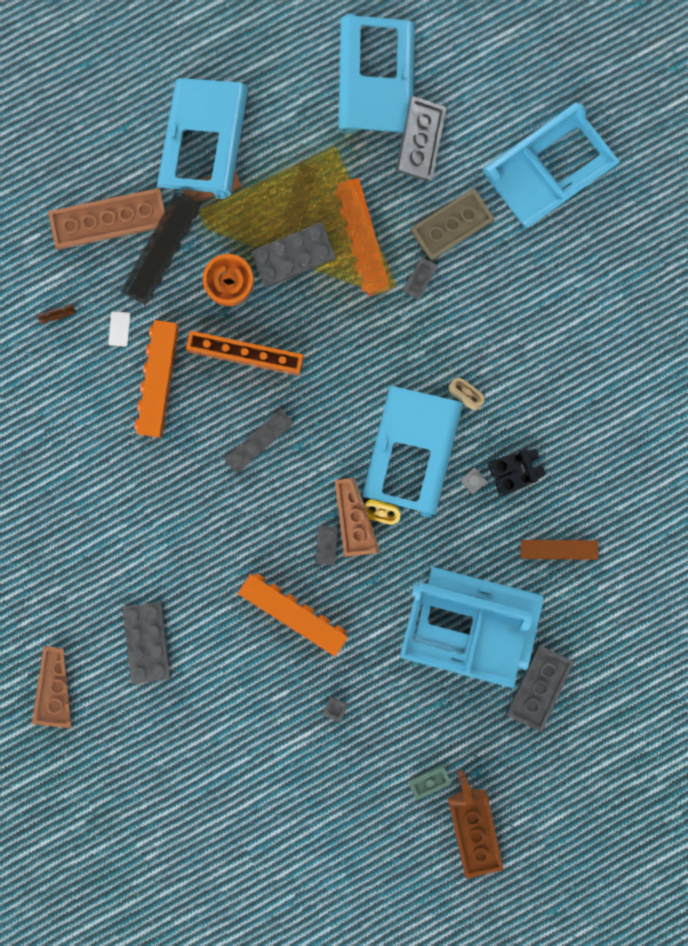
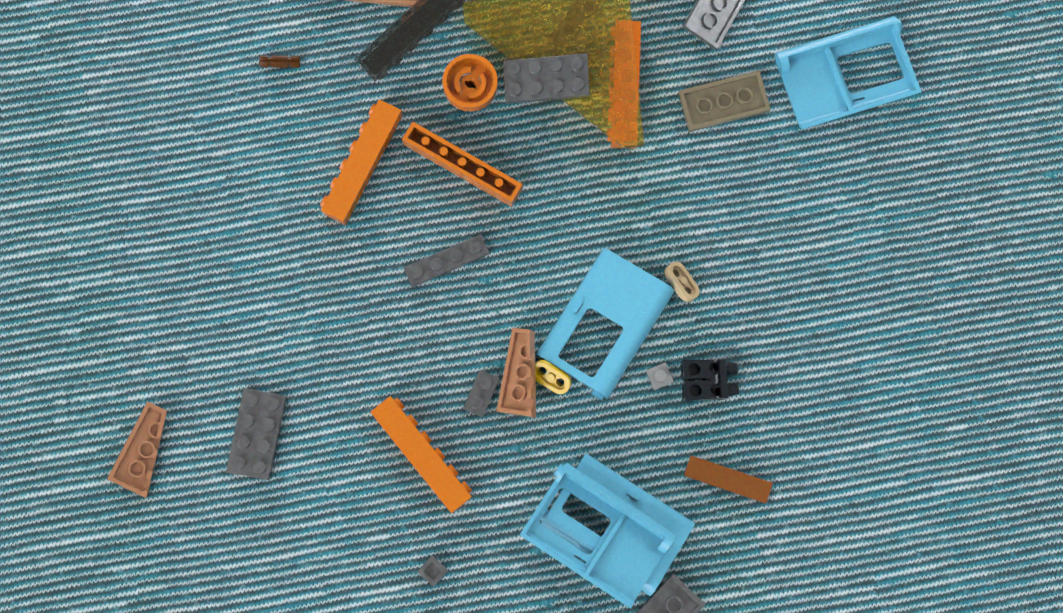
camera: 20 degrees right, 5 degrees down
(119, 328) = (339, 97): white sticker -> none
(420, 278) = (672, 146): flat silver plate -> none

